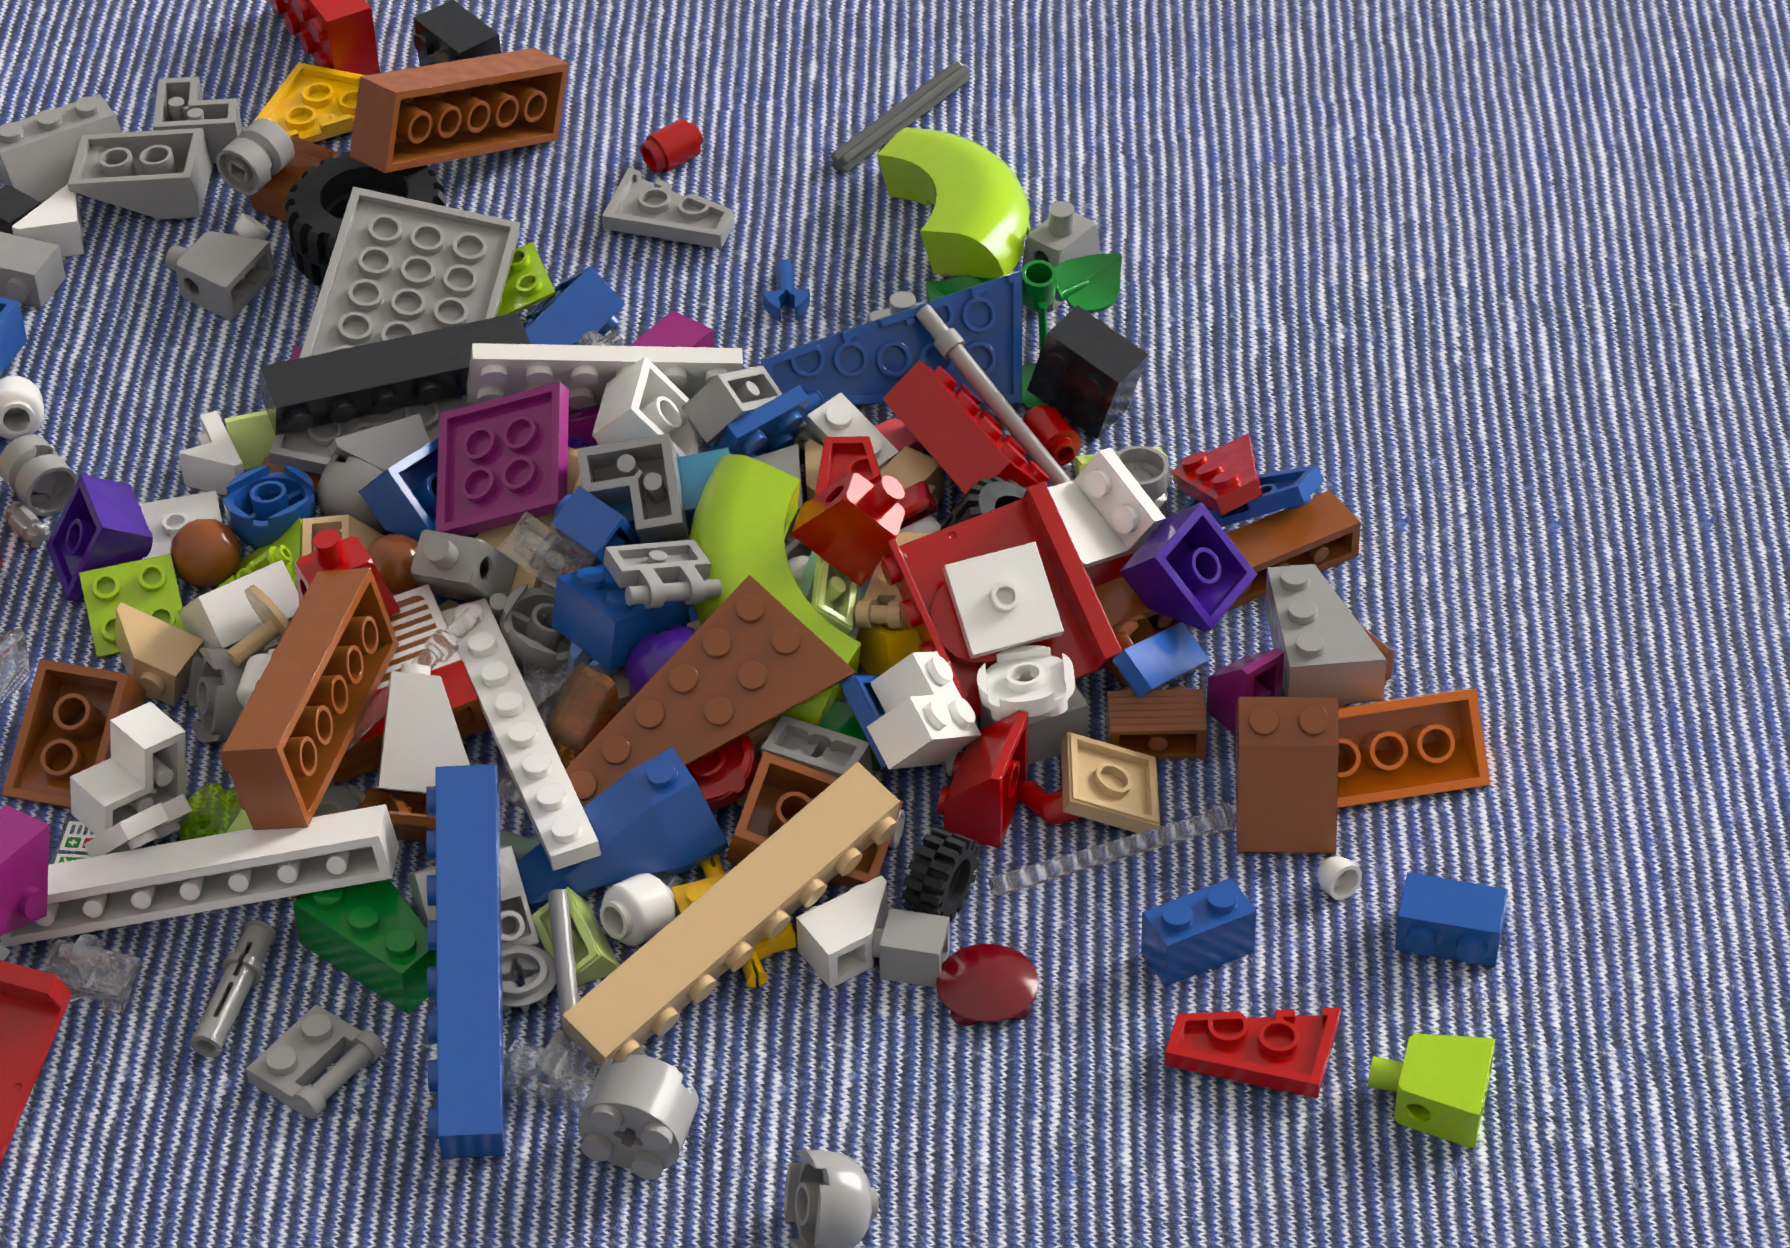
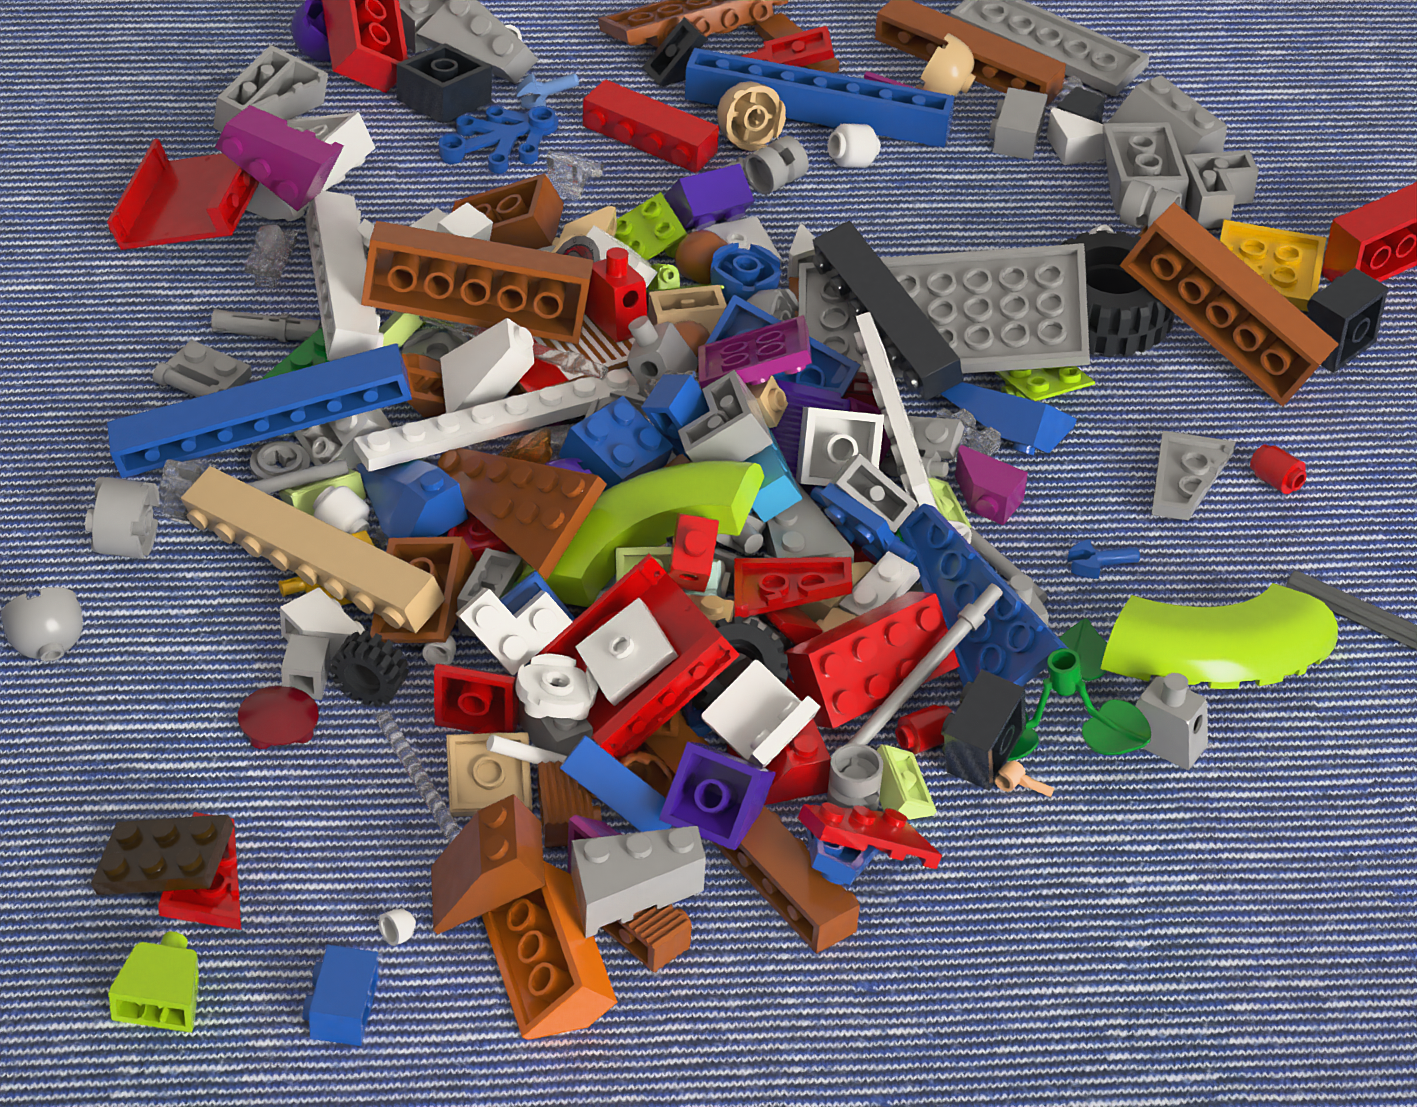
camera: 80 degrees right, 0 degrees up
(222, 271) = (1037, 223): light grey torso -> none
(384, 443) = (794, 302): light grey slope -> none
(662, 573) = (632, 438): light grey plate -> none
(1100, 728) = (521, 751): none -> white bar
(1198, 931) = (322, 830): blue brick -> none
(1241, 1078) = (162, 854): none -> dark brown plate

